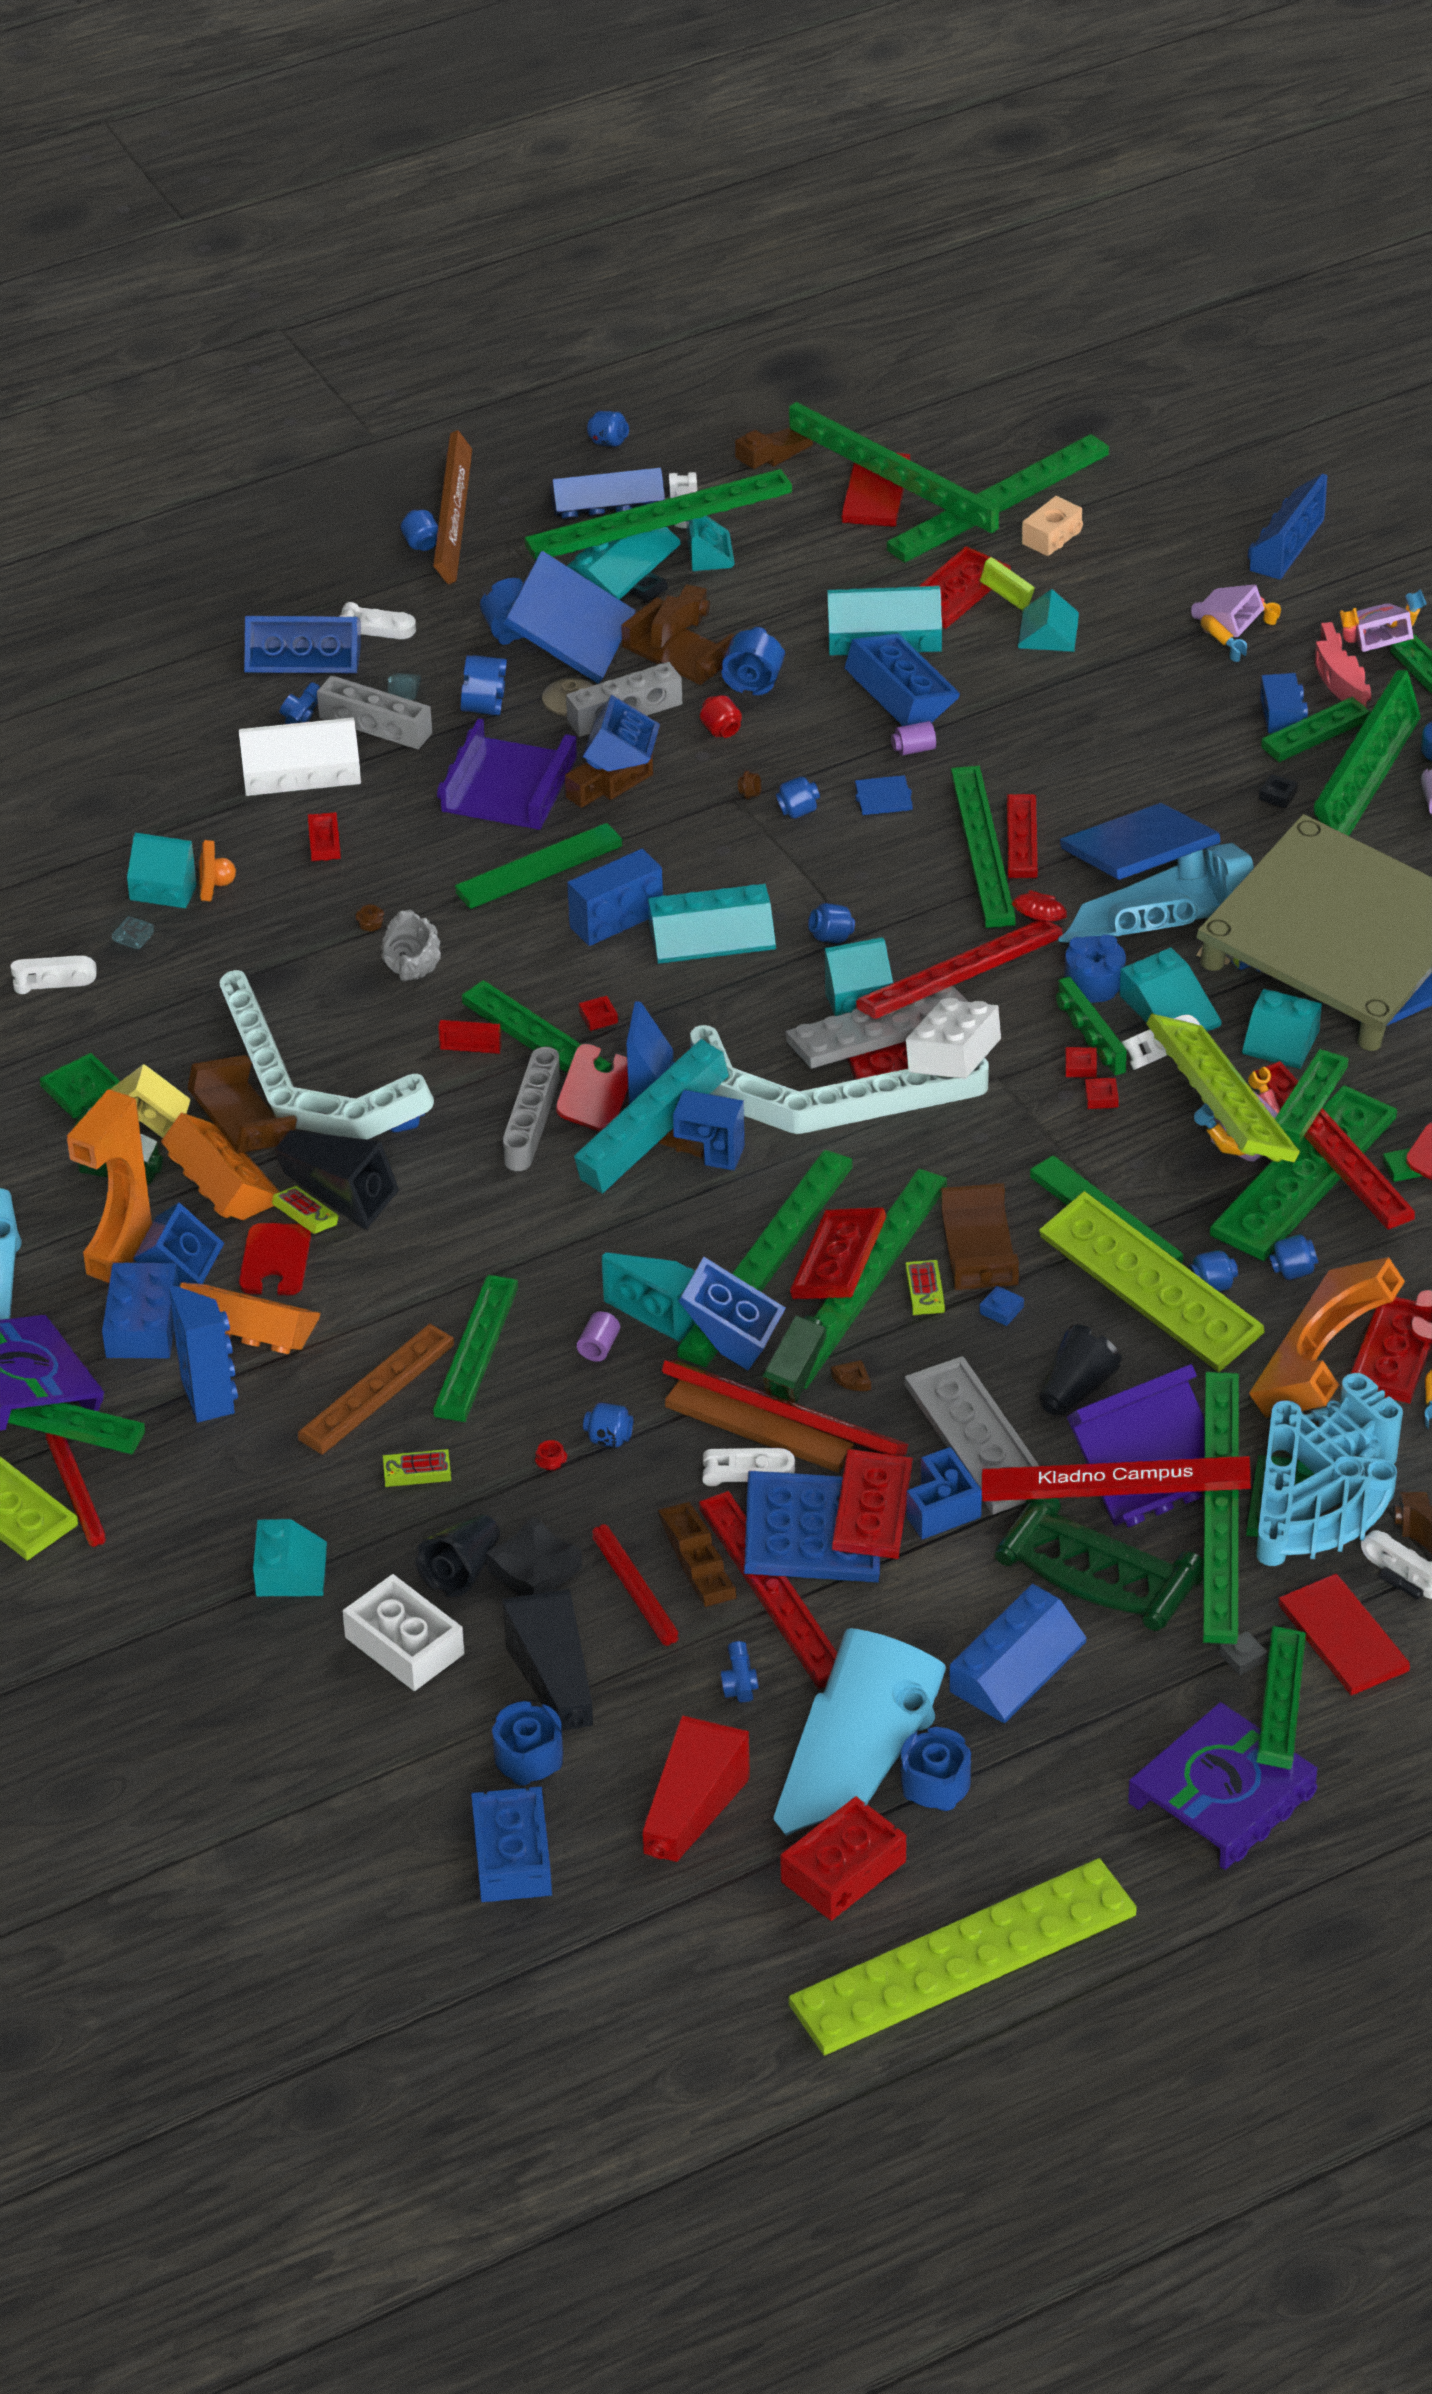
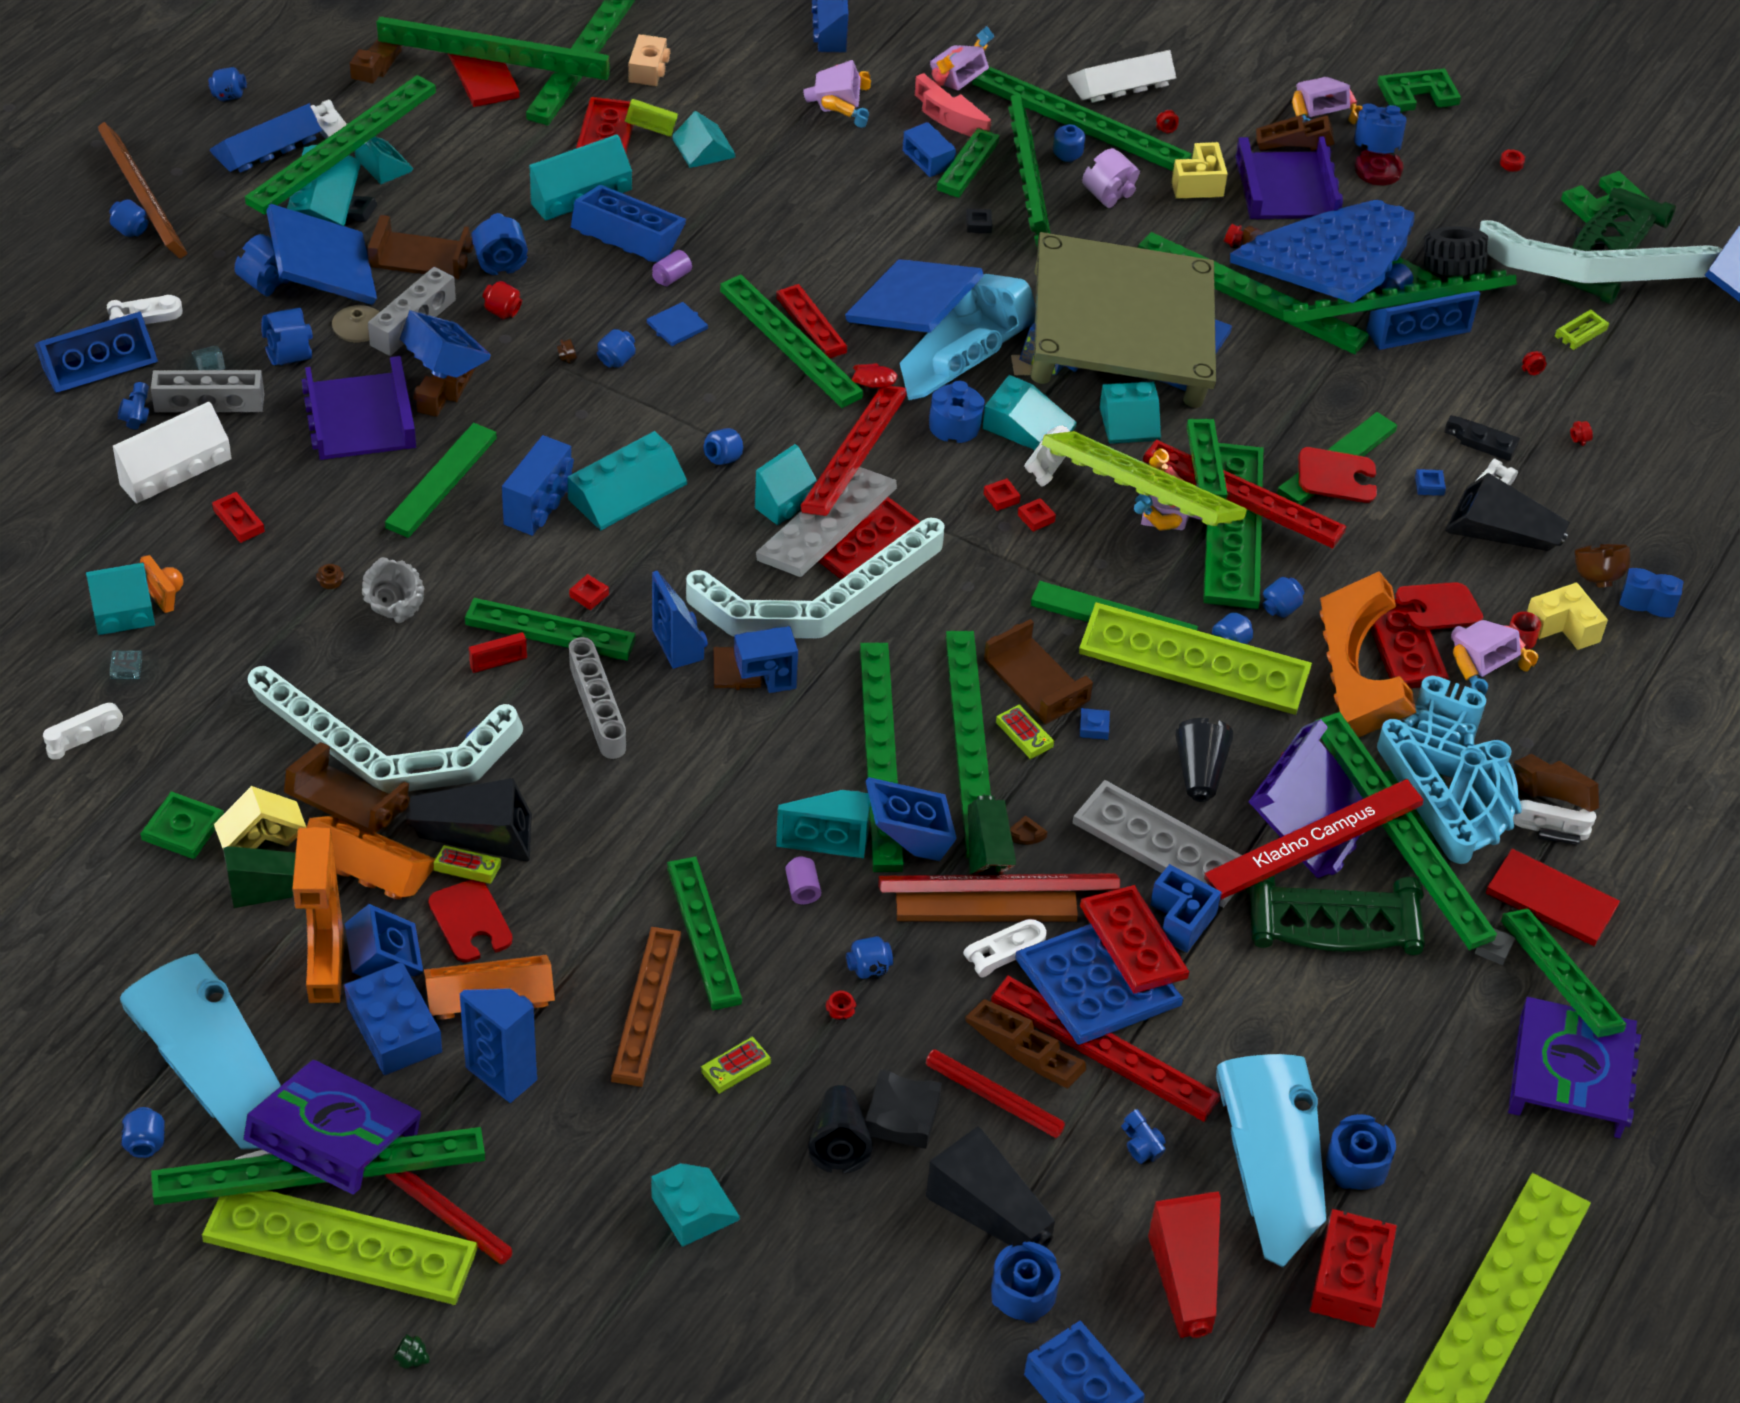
camera: 35 degrees left, 5 degrees up
(403, 1632) = (847, 1226): white brick -> none
(590, 1095) = (638, 667): piece -> none
(648, 1117) = (711, 668): teal brick -> none
(678, 614) = (405, 222): reddish brown slope -> none
(838, 1253) = (941, 729): red tile -> none
(953, 1038) = (907, 510): white brick -> none
(1016, 1654) = (1339, 1023): blue slope -> none
(1092, 1026) = (988, 460): green plate -> none

